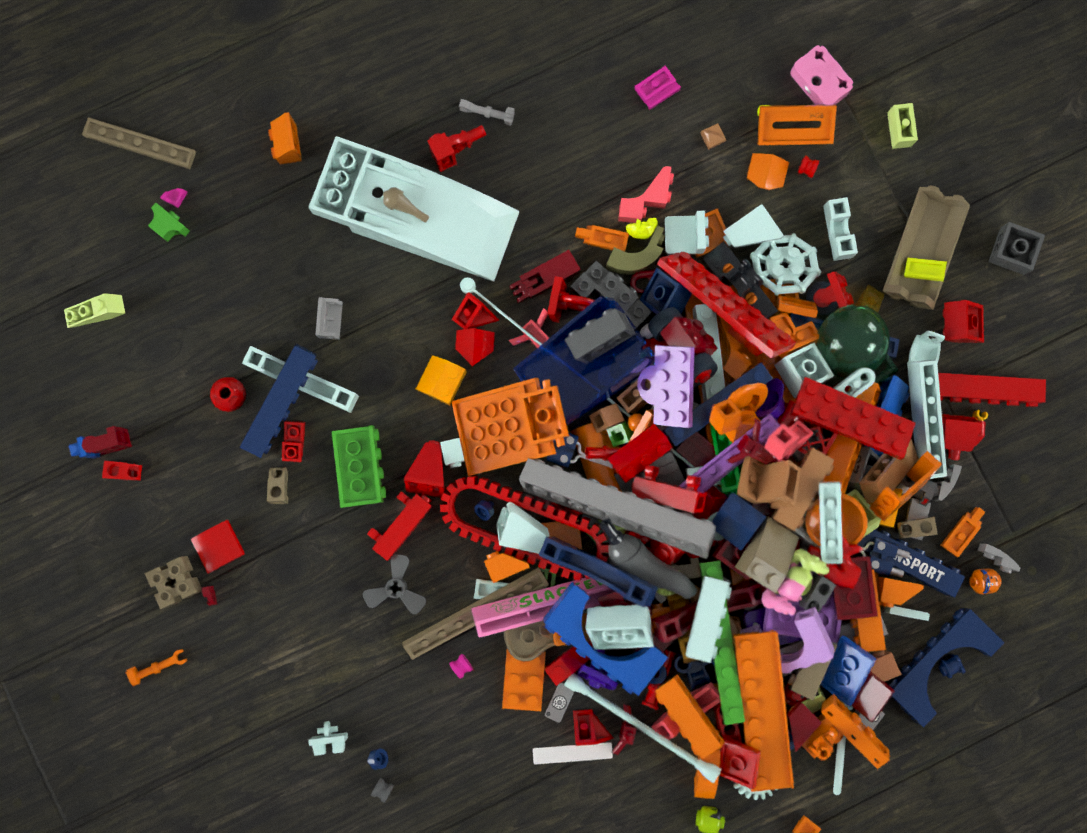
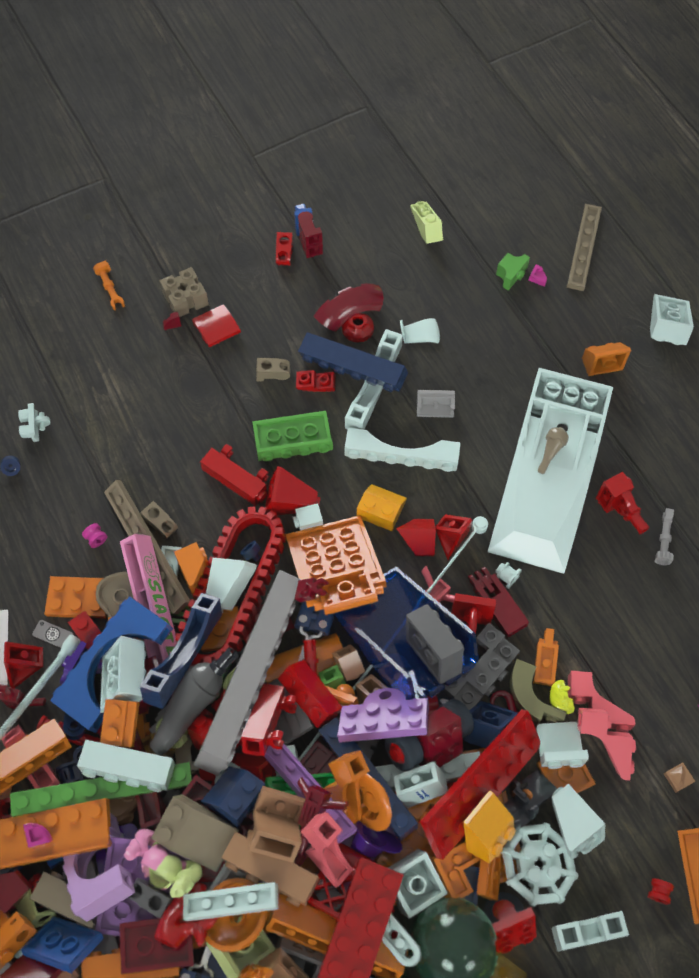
camera: 90 degrees right, 20 degrees down
(204, 400) = (349, 303): none -> dark red brick
(238, 327) = (421, 331): none -> light aqua piece
(241, 66) = (671, 320): none -> light aqua slope
(372, 395) = (440, 455): none -> light aqua arch
(412, 600) = (161, 486): dark grey piece -> none
(448, 601) = (159, 520): none -> dark tan leg
(519, 264) = (508, 574): none -> light aqua brick
(542, 449) = (308, 589): none -> dark red plate
(670, 626) = (119, 723): none -> orange plate
(688, 182) = (617, 744): none -> coral arch
(729, 357) = (420, 784): none -> light aqua brick
(763, 697) = (36, 834): none -> dark pink tile
(767, 171) = (648, 843): orange slope -> none
(768, 301) = (488, 828): none -> light orange slope

